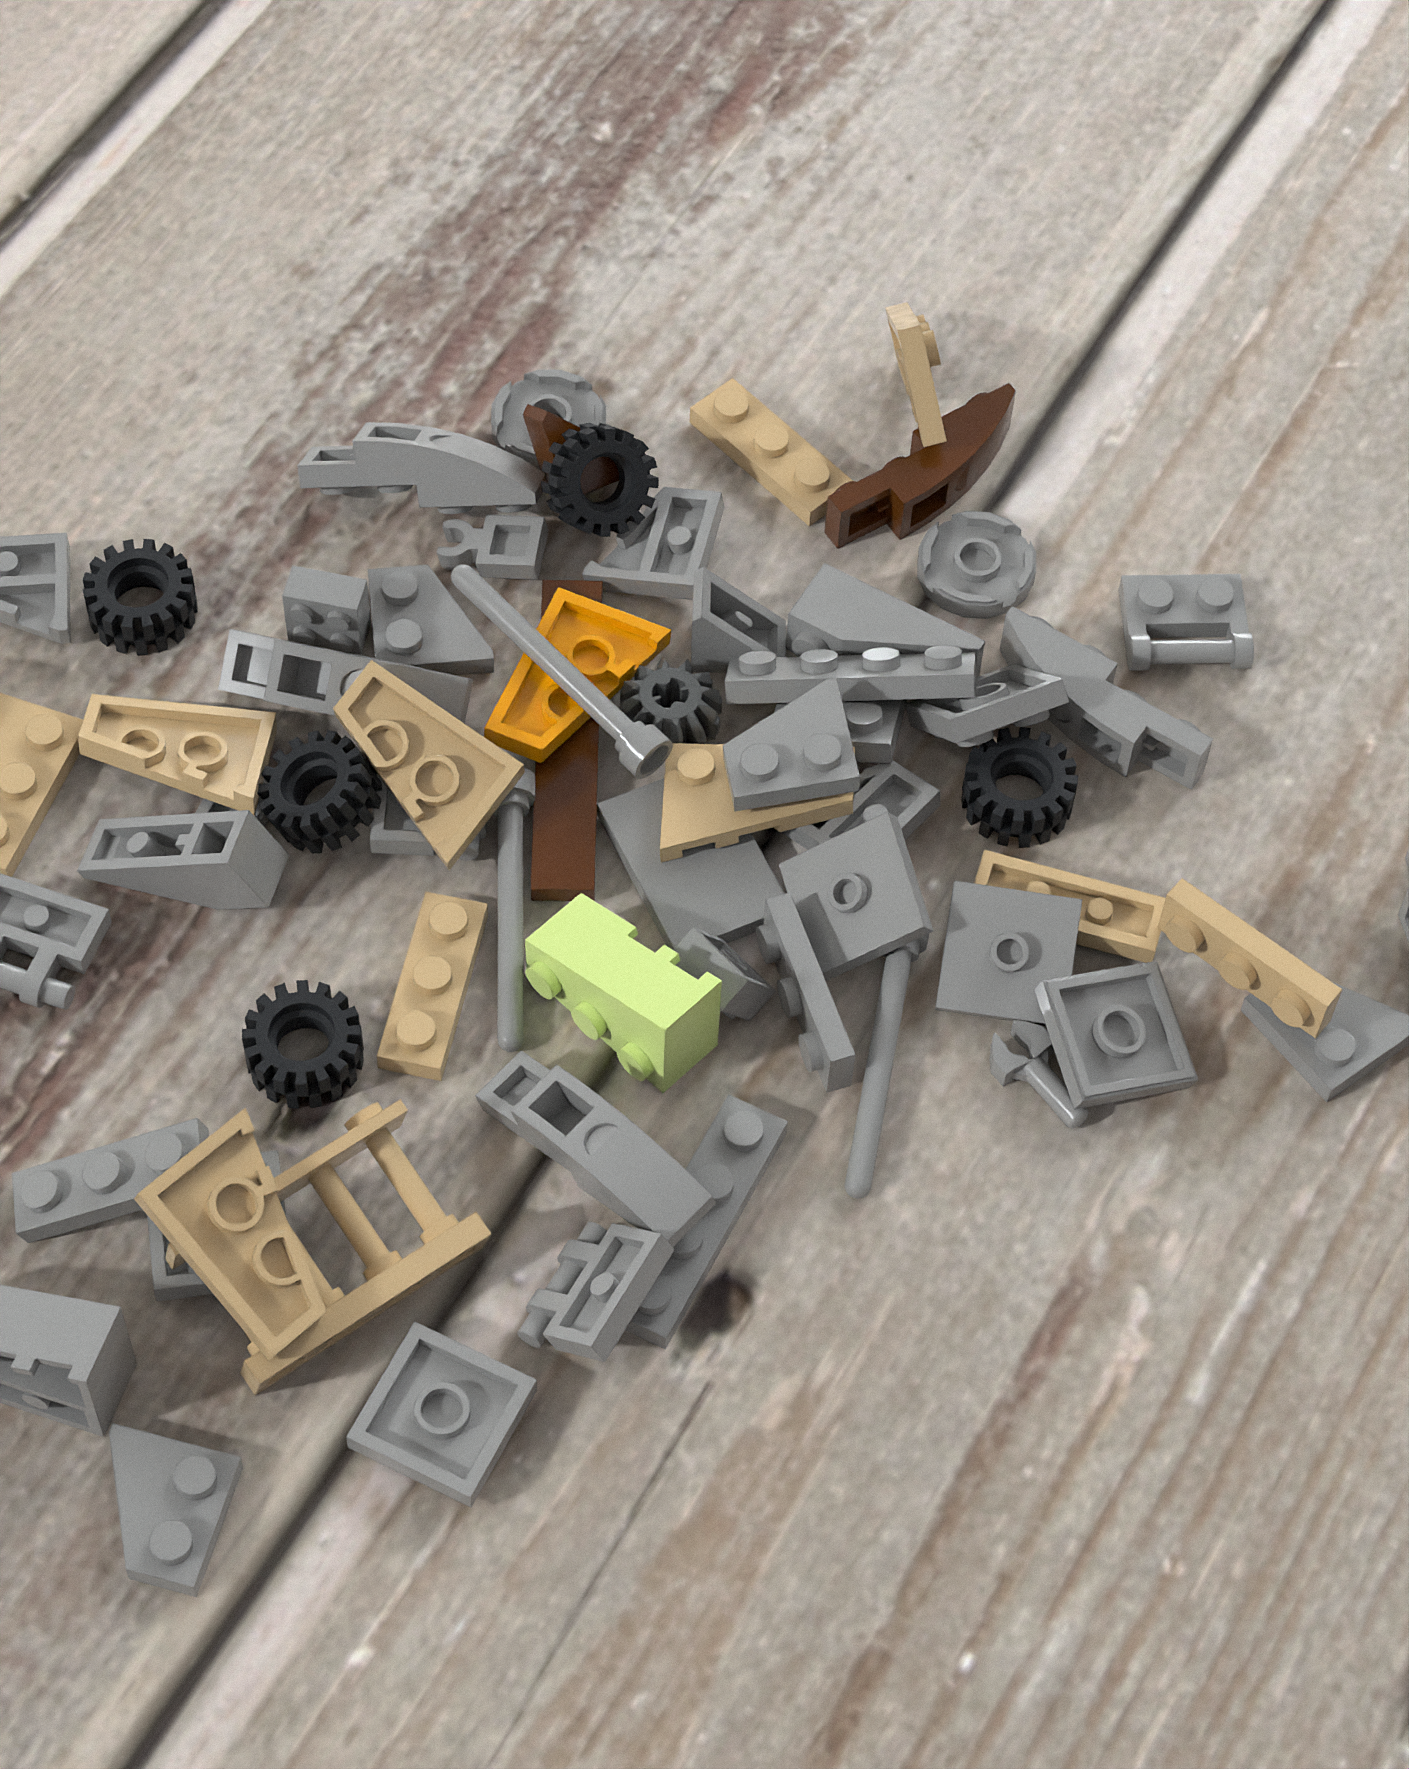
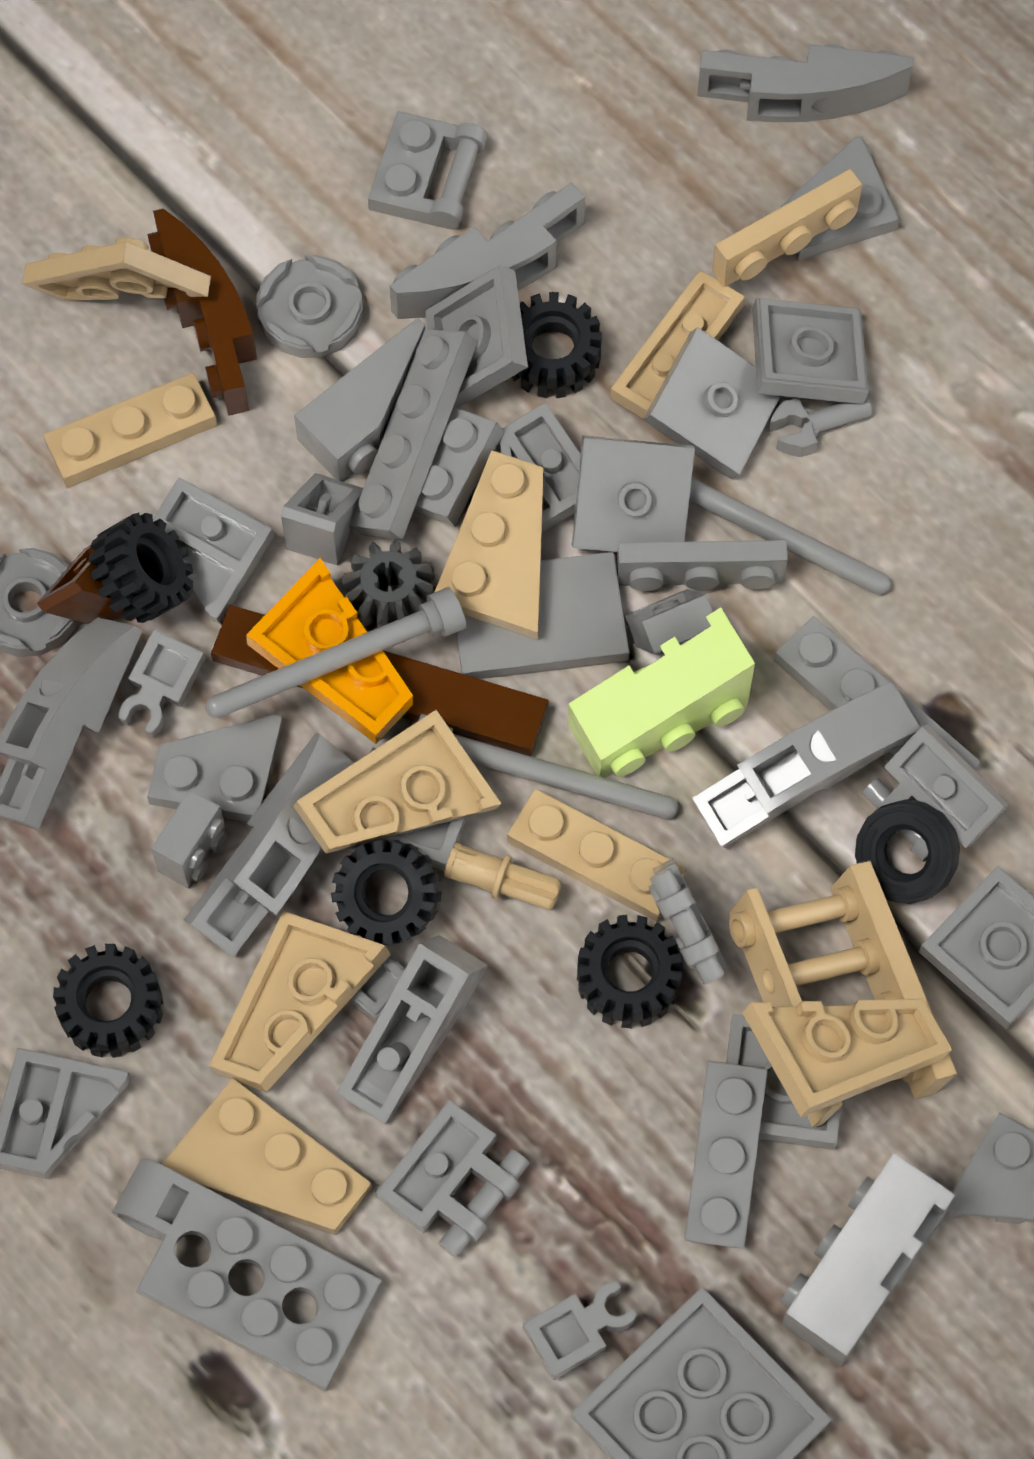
camera: 70 degrees left, 10 degrees up
(370, 1073) = (695, 937): none -> light grey plate
(376, 899) = (501, 877): none -> tan axle
(537, 1301) = (939, 839): none -> black tyre
(794, 753) = (493, 492): light grey wing -> none

